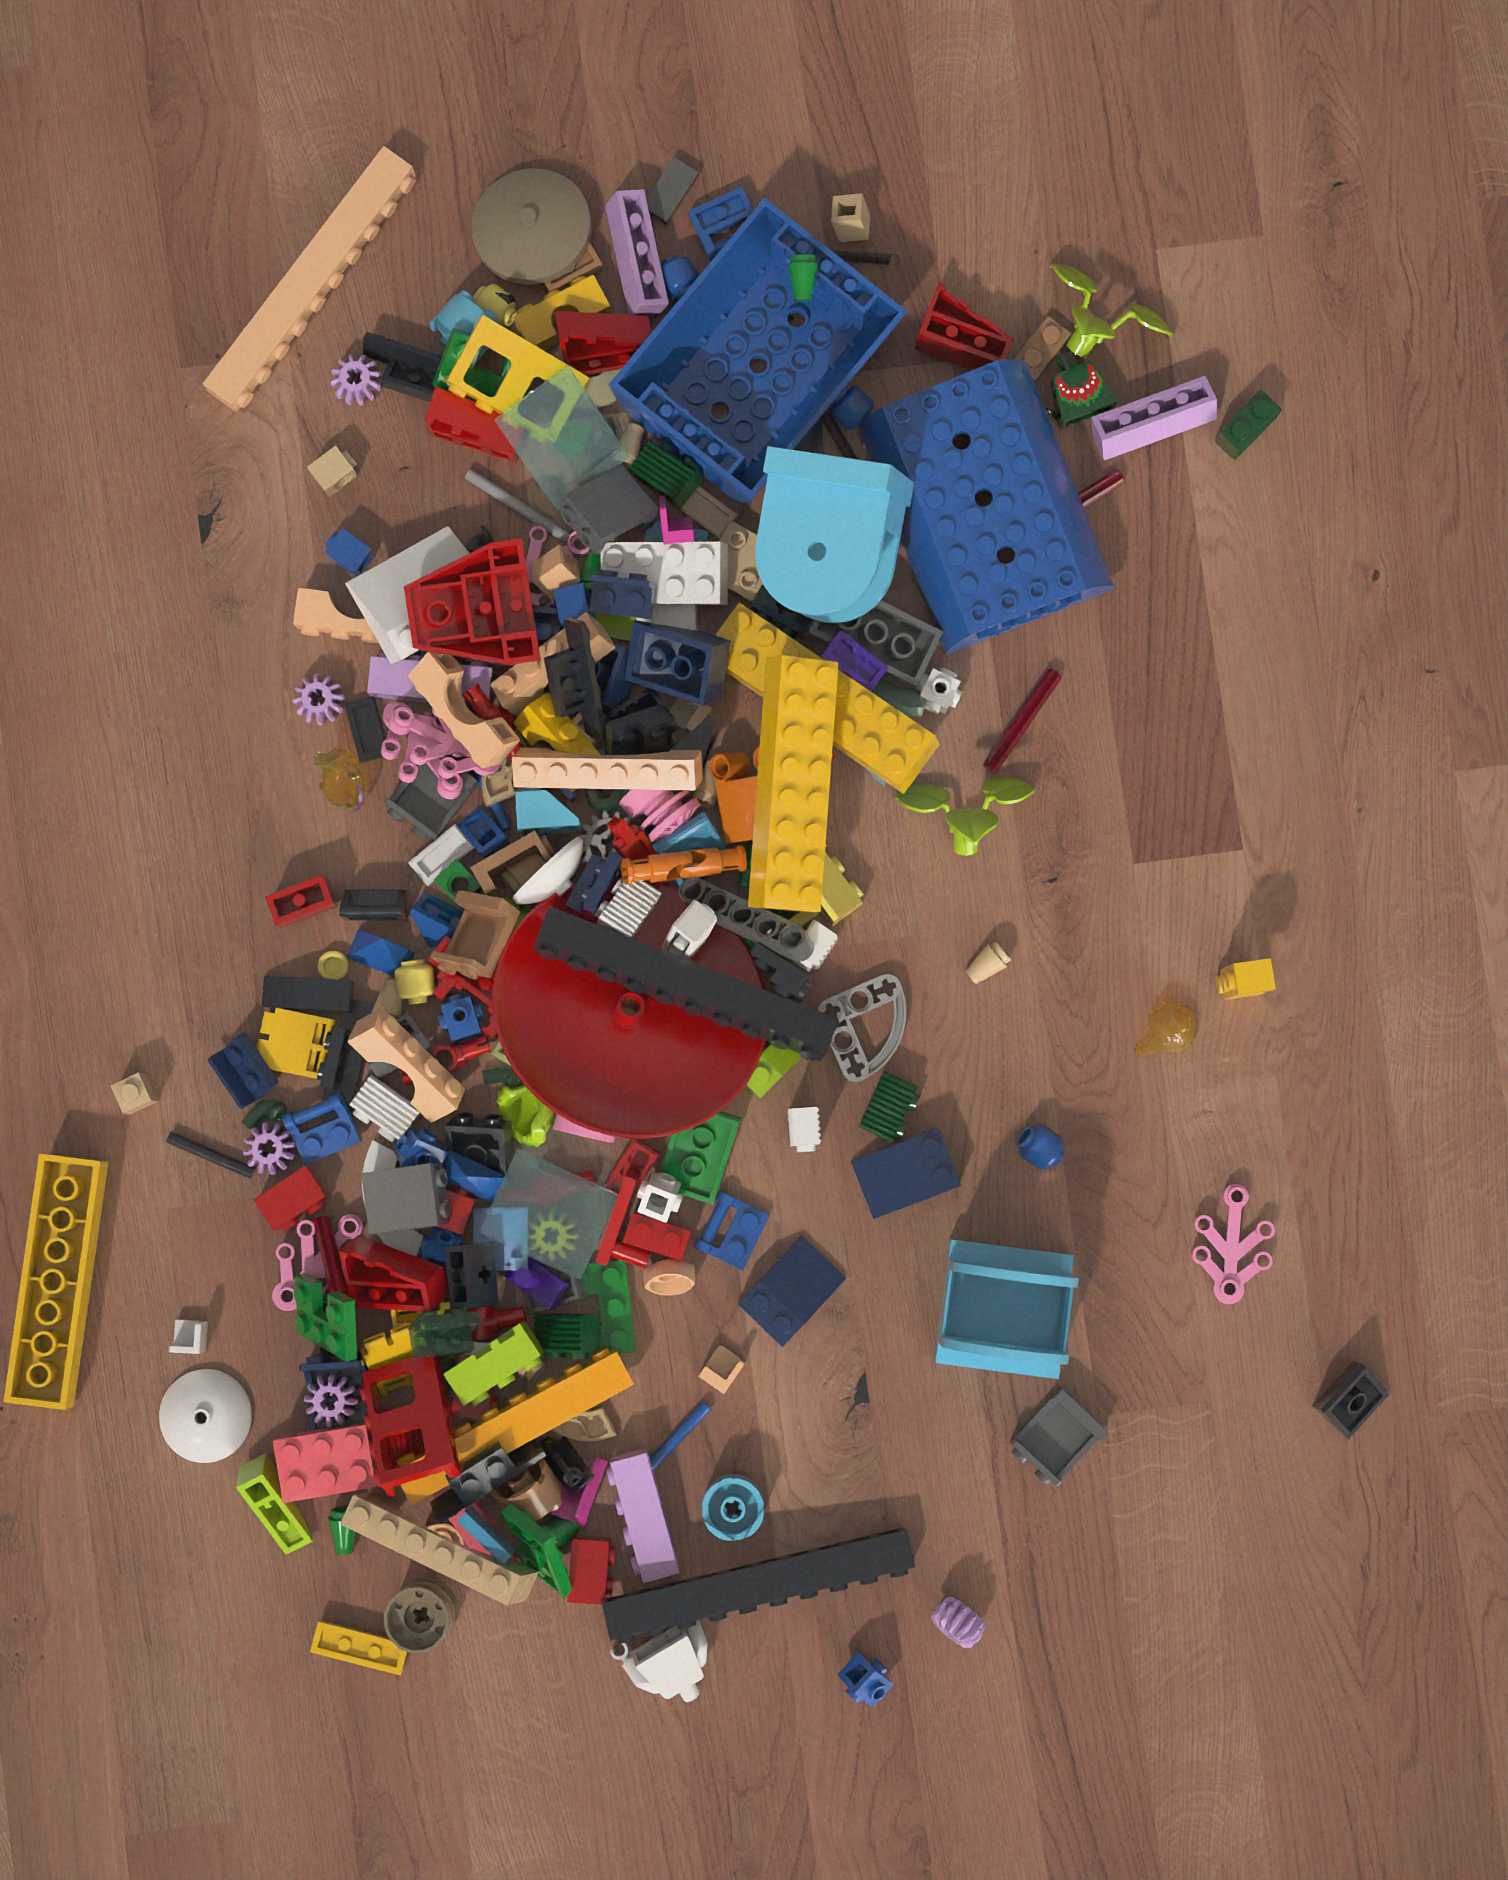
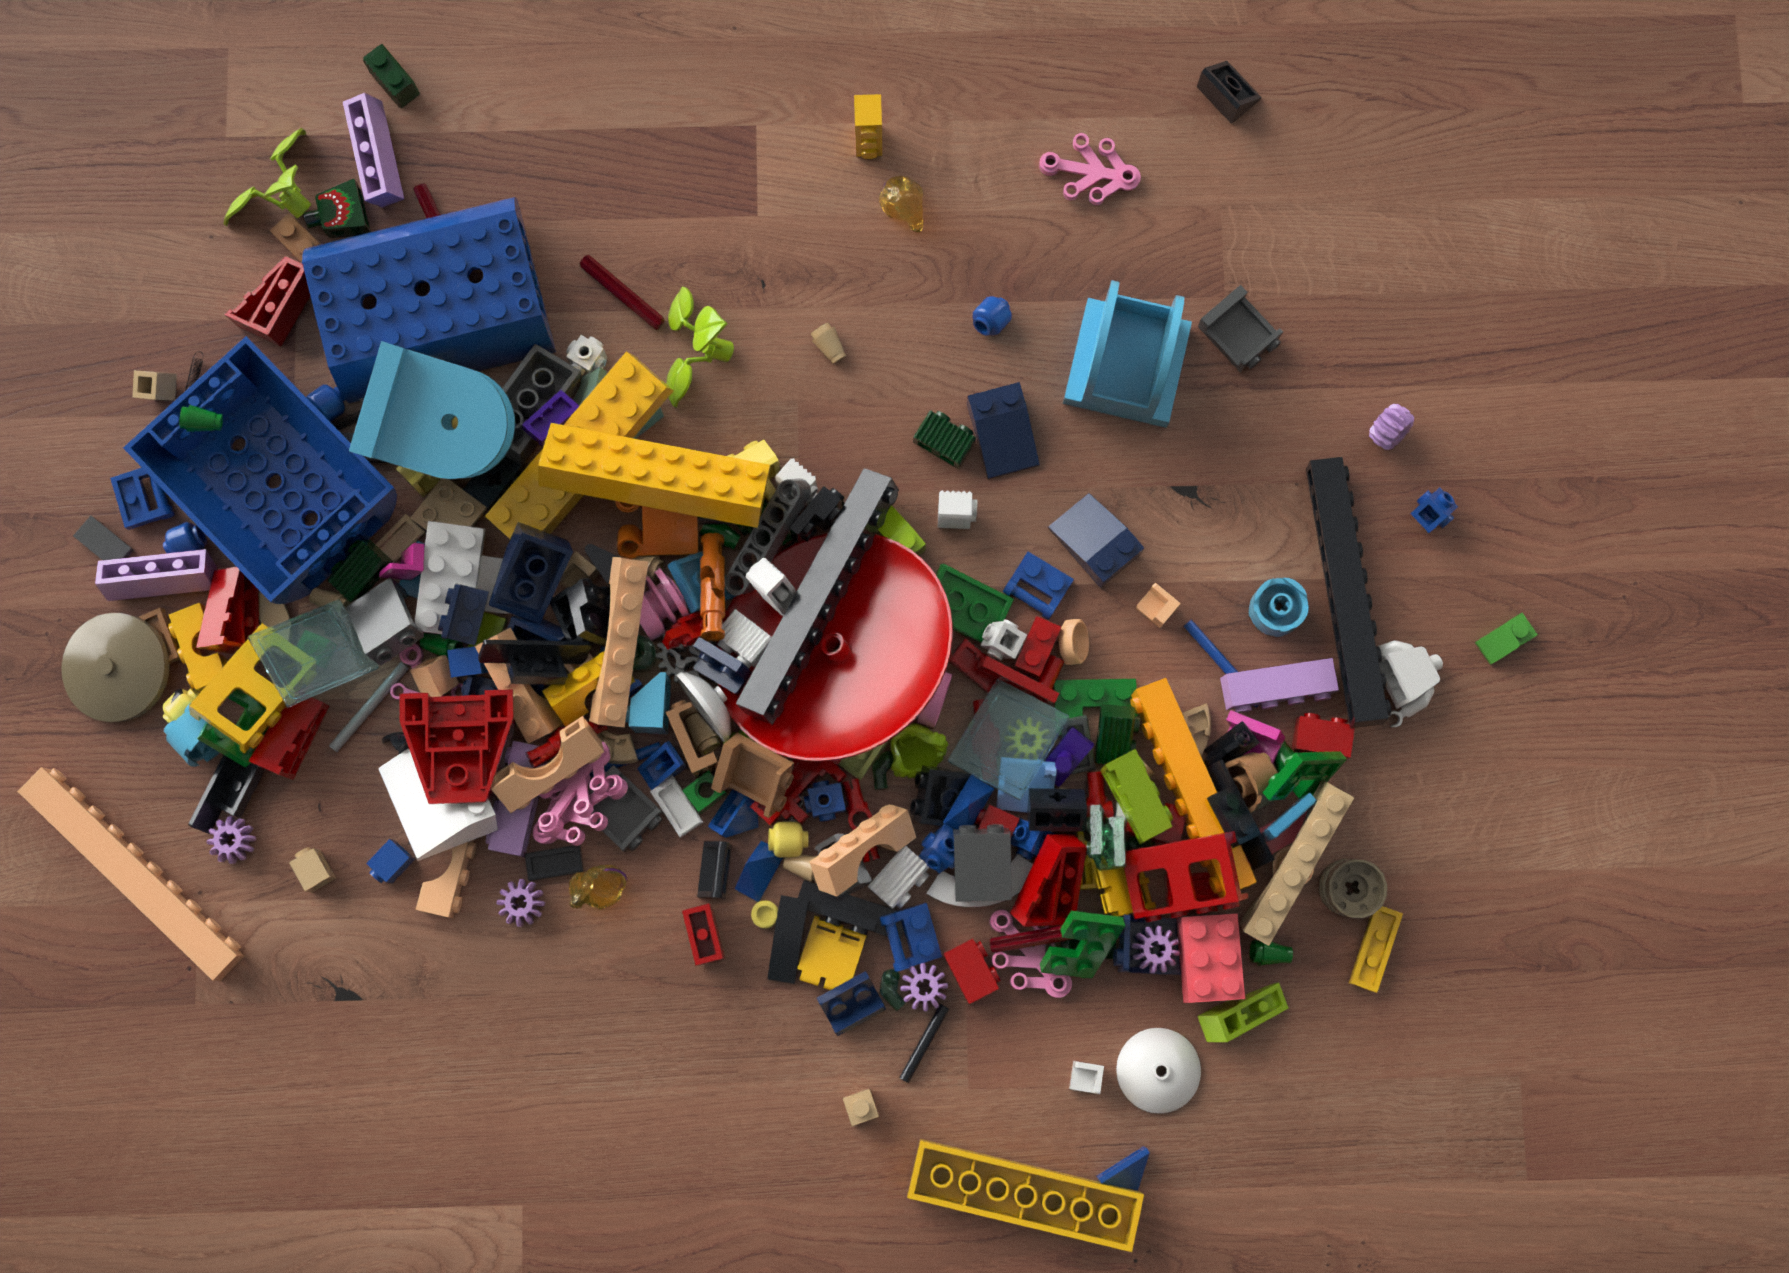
camera: 85 degrees left, 5 degrees down
(92, 1389) = (1126, 1172): none -> blue slope
(727, 1774) = (1506, 638): none -> bright green slope
(848, 1012) = (857, 466): light grey beam -> none

